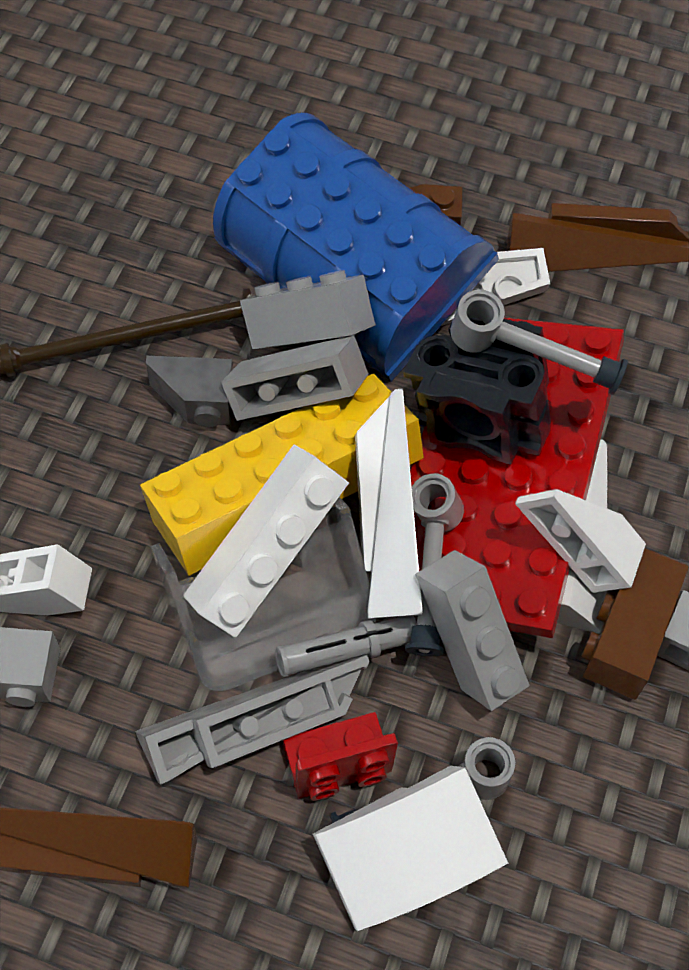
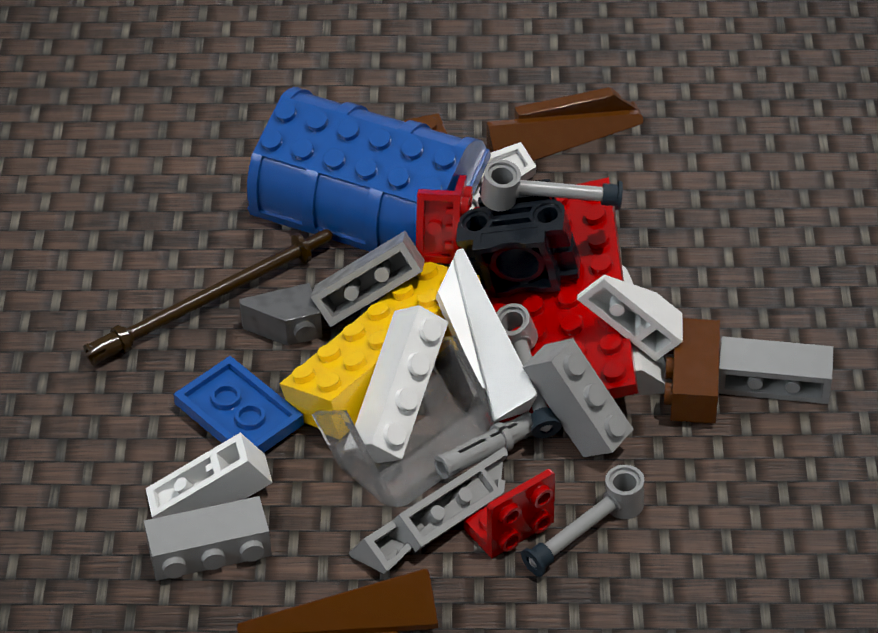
camera: 15 degrees left, 15 degrees down
(93, 494) = (236, 401): none -> blue plate
(307, 310) = (356, 229): light grey brick -> none
(398, 329) = (438, 220): none -> red bracket
(410, 848) = (589, 547): white slope -> none

